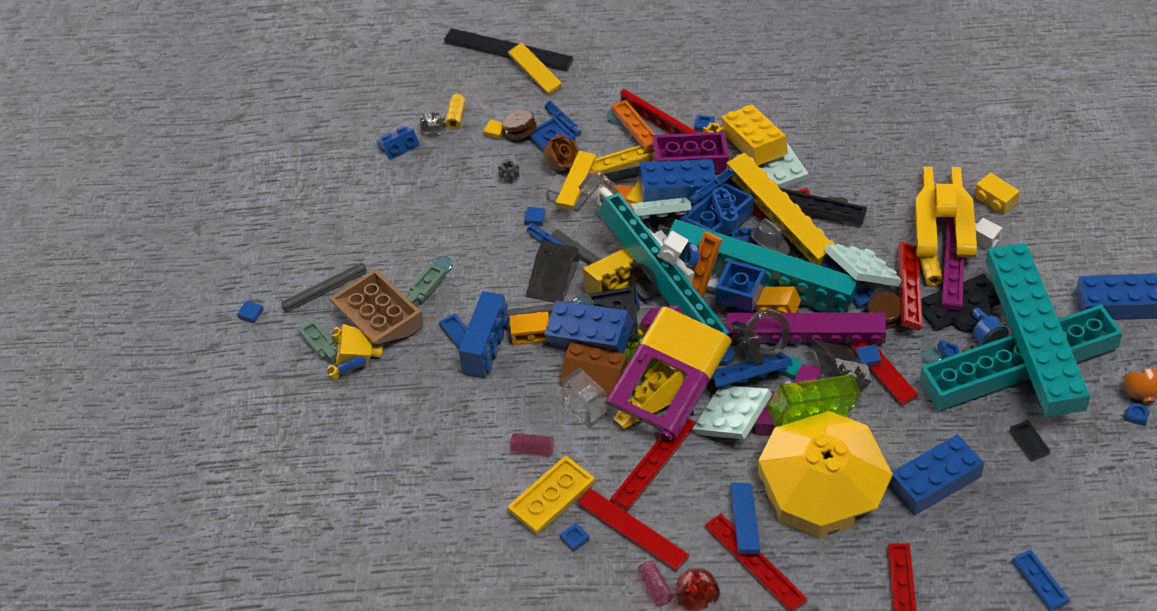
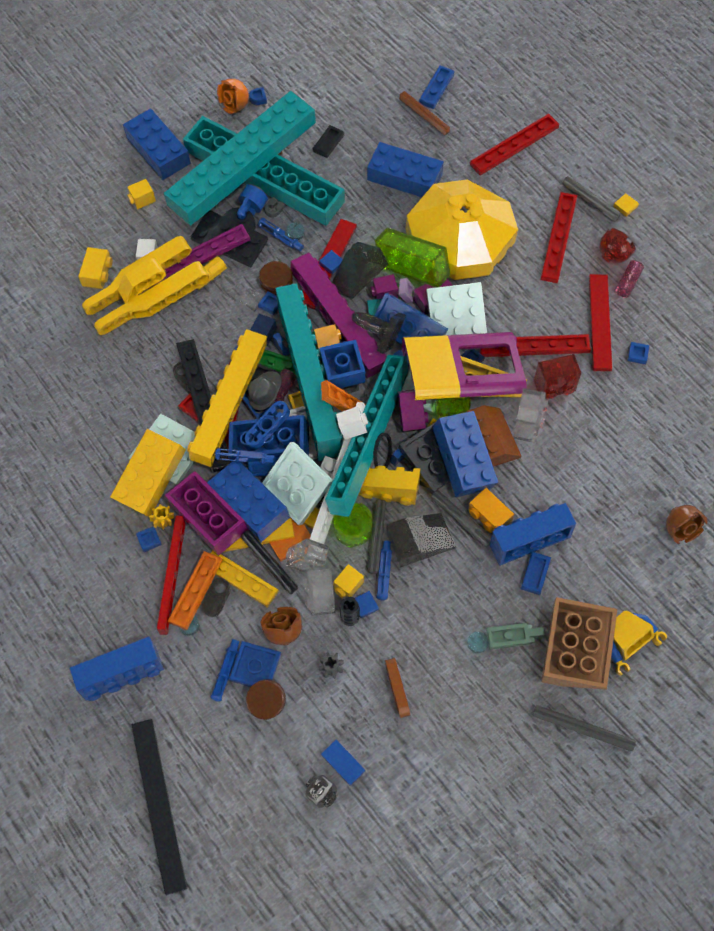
camera: 130 degrees left, 15 degrees up
(250, 311) = (662, 773): blue tile -> none
(319, 341) = (641, 678): sand green hinge -> none
(396, 446) = (685, 523): none -> dark orange cylinder
(398, 142) = (365, 811): blue bracket -> none
(439, 147) = (343, 762): none -> blue tile
(455, 111) = (287, 783): yellow axle -> none
(466, 200) = (397, 688): none -> dark orange beam
(494, 129) = (282, 727): yellow tile -> none
(532, 443) = (592, 431): clear pink axle -> none
(533, 192) = (349, 611): none -> black axle
(535, 68) = (174, 748): yellow tile -> none
(551, 494) = (621, 388): yellow plate -> none
(558, 215) = (348, 582): none -> yellow brick
(580, 169) = (309, 582): yellow tile -> none
(583, 299) = (441, 479): clear light blue tile -> none
(599, 236) = (359, 532): none -> clear neon green brick
(601, 441) = (557, 376): none -> clear red brick
(613, 58) = (116, 669): none -> blue brick
(619, 135) = (213, 601): none -> clear smoke piece
(692, 256) = (344, 405): blue tile -> none
(745, 518) = (534, 257): blue tile -> none
(863, 264) = (250, 303): light aqua plate -> none
(910, 286) = (240, 272): red tile -> none
(917, 345) = (280, 234): none -> blue piece
(948, 349) = (284, 220): blue tile -> none
(1008, 544) = (424, 113): none -> dark orange axle
(1063, 260) = (141, 194): none -> yellow brick

